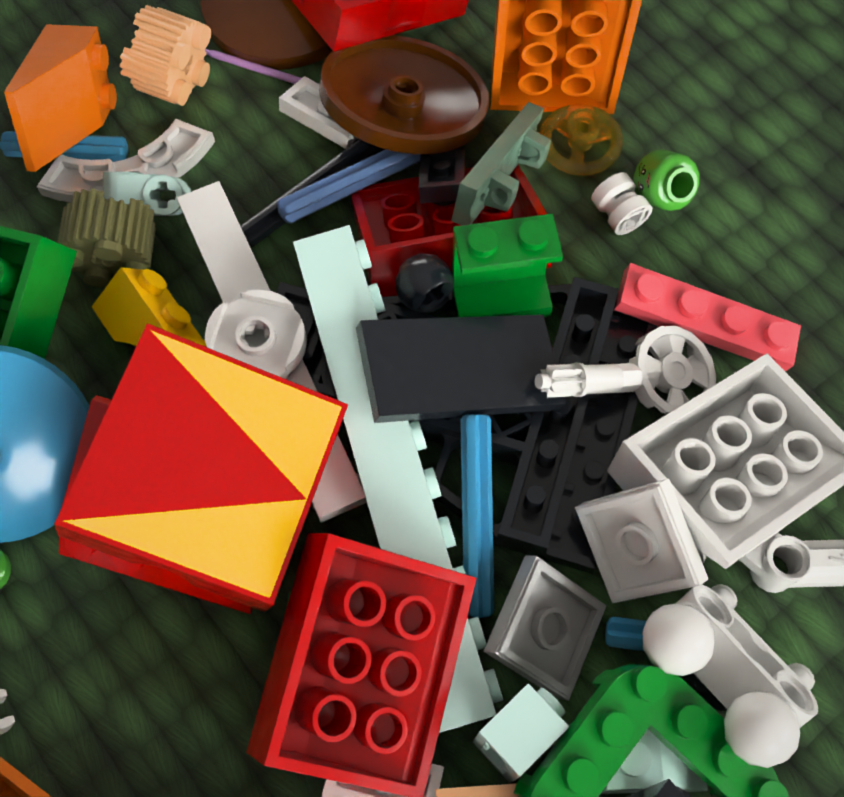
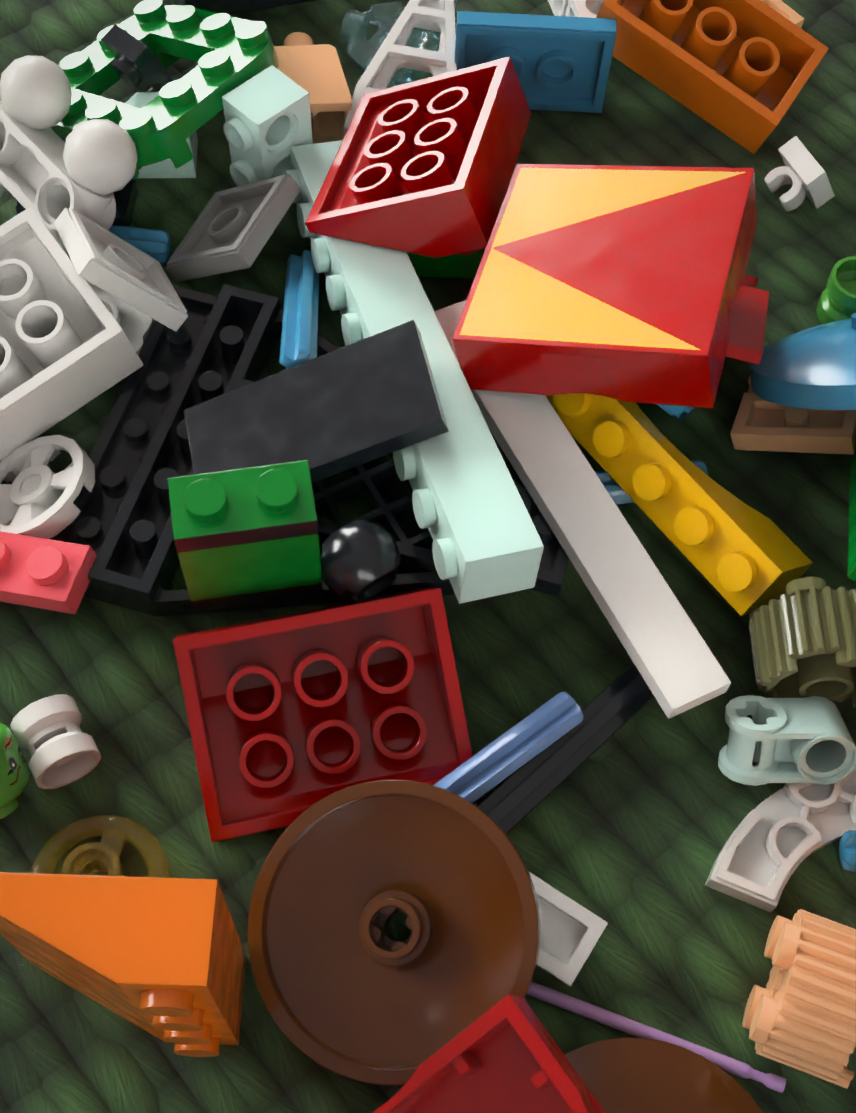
camera: 175 degrees right, 5 degrees down
(256, 311) = (570, 492): white plate -> none
(441, 176) = (329, 745): black plate -> none
(489, 179) = (266, 703): sand green hinge -> none
(582, 379) = (159, 428): white piece -> none

